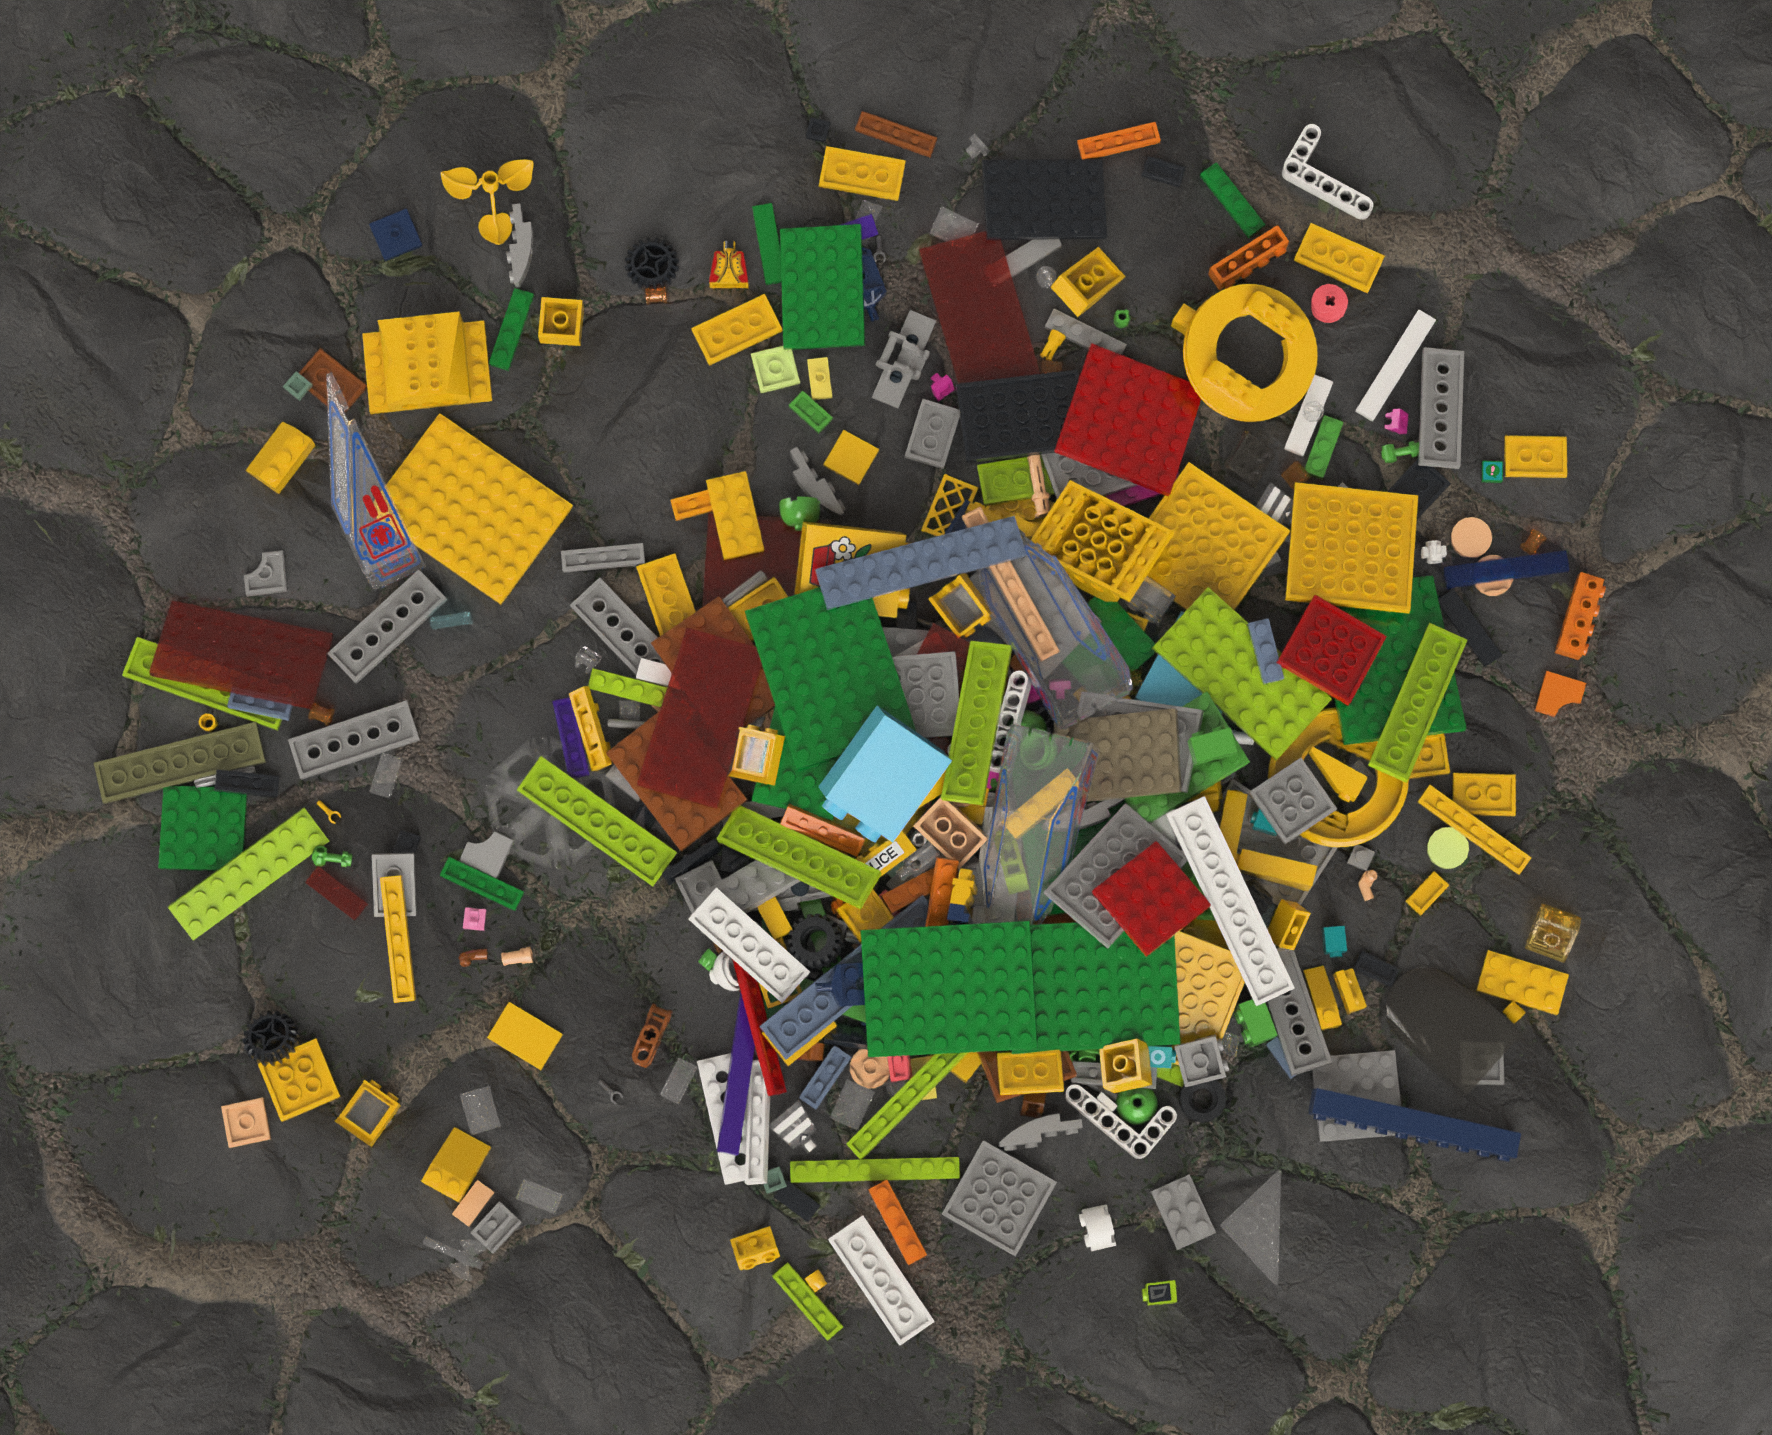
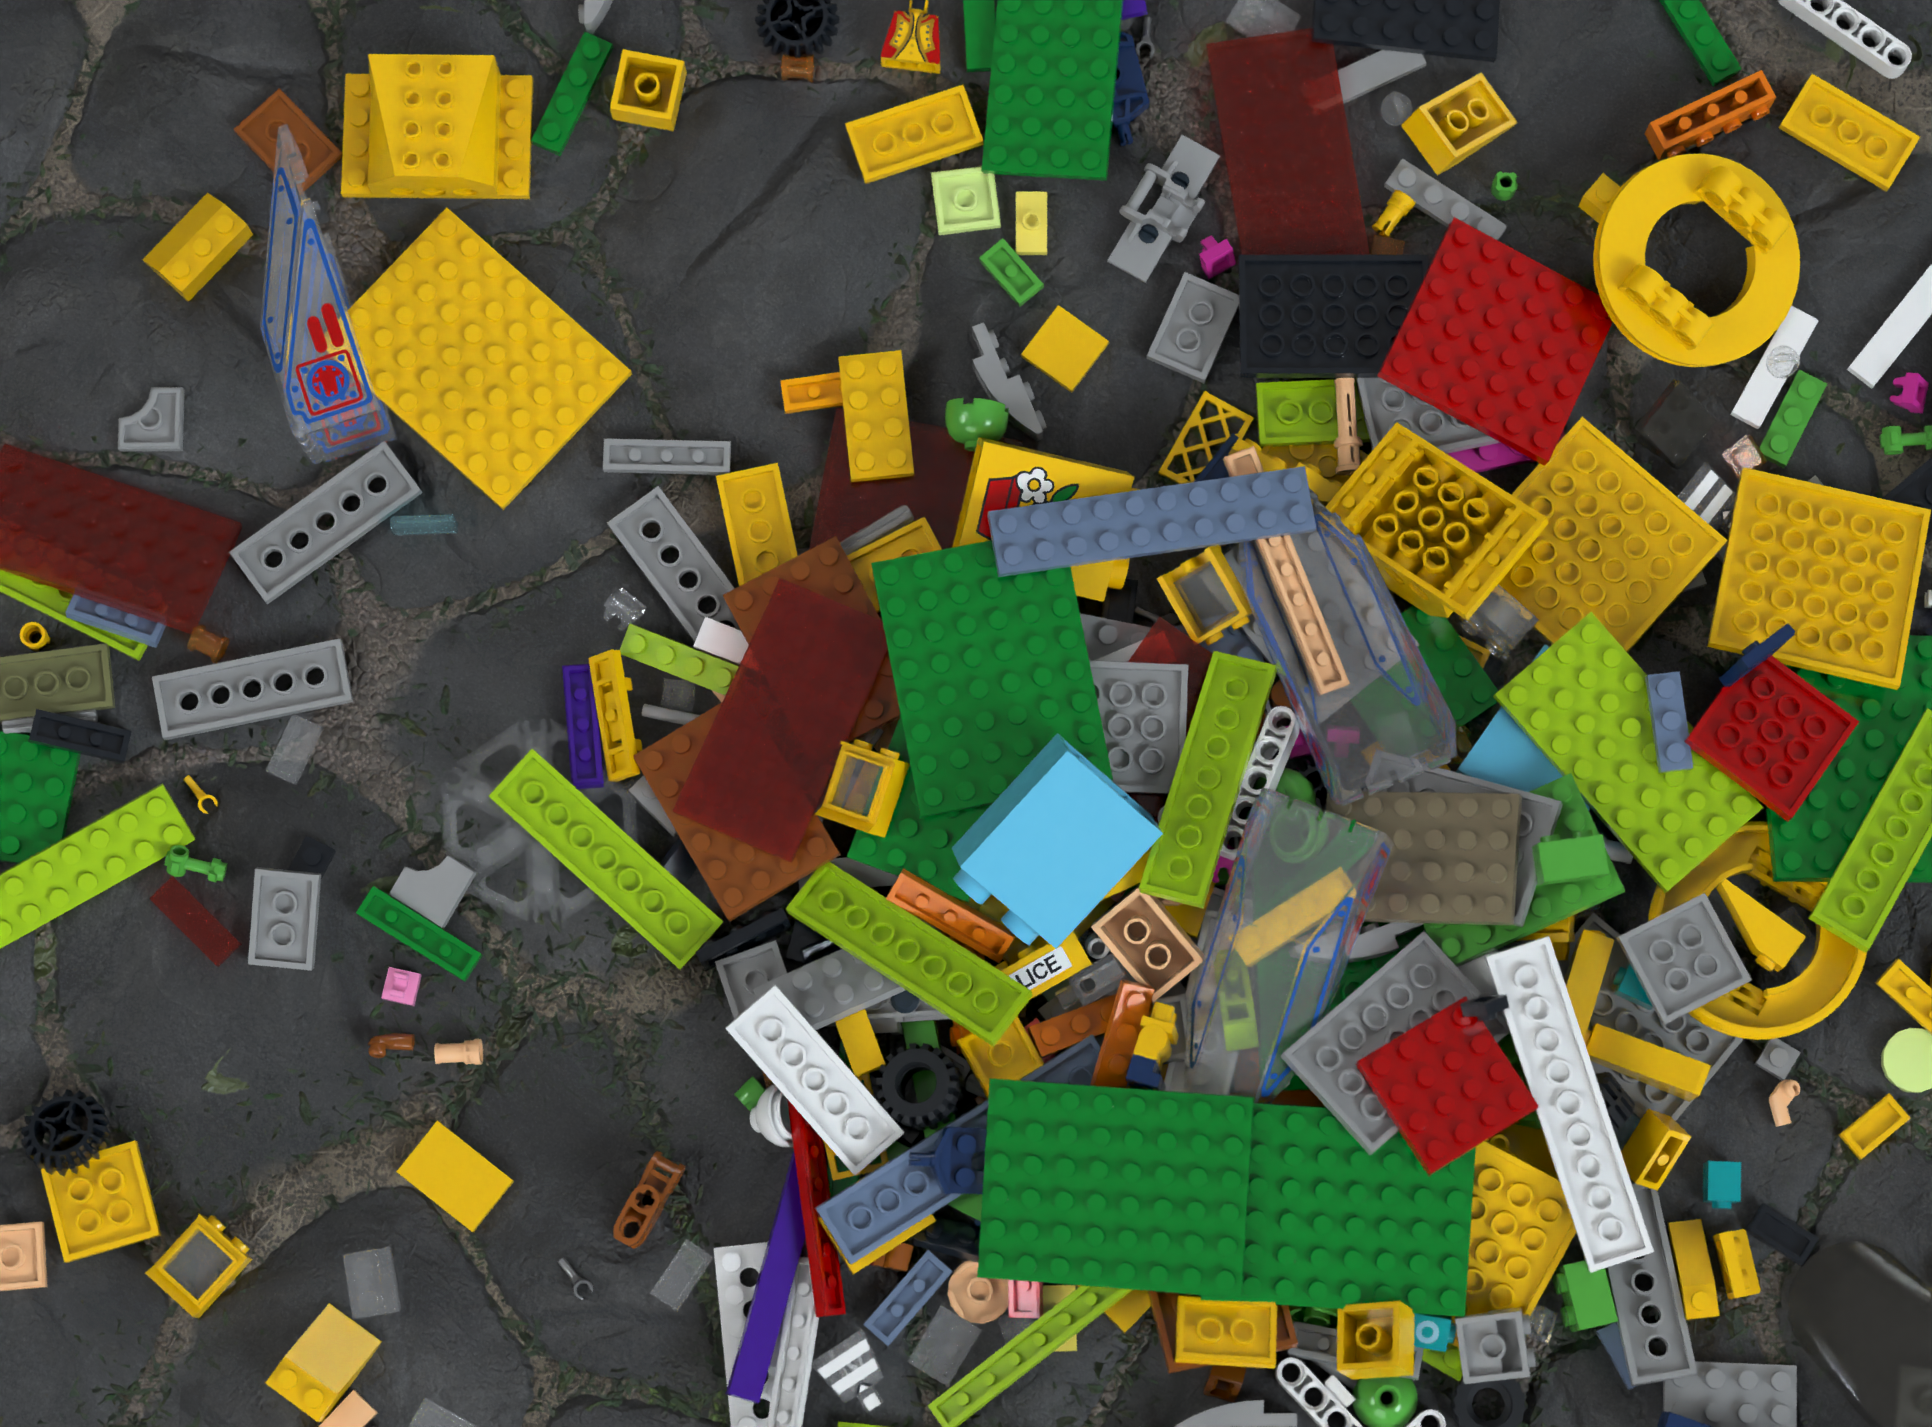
camera: 10 degrees right, 0 degrees up
(297, 386) = (237, 141): sand green tile -> none
(398, 938) = (279, 1002): yellow plate -> none
(1169, 845) = (1485, 1006): none -> black plate
(1315, 602) = (1756, 654): none -> dark blue plate
(1329, 313) = (1820, 214): coral piece -> none
(1432, 758) = (1908, 919): yellow tile -> none

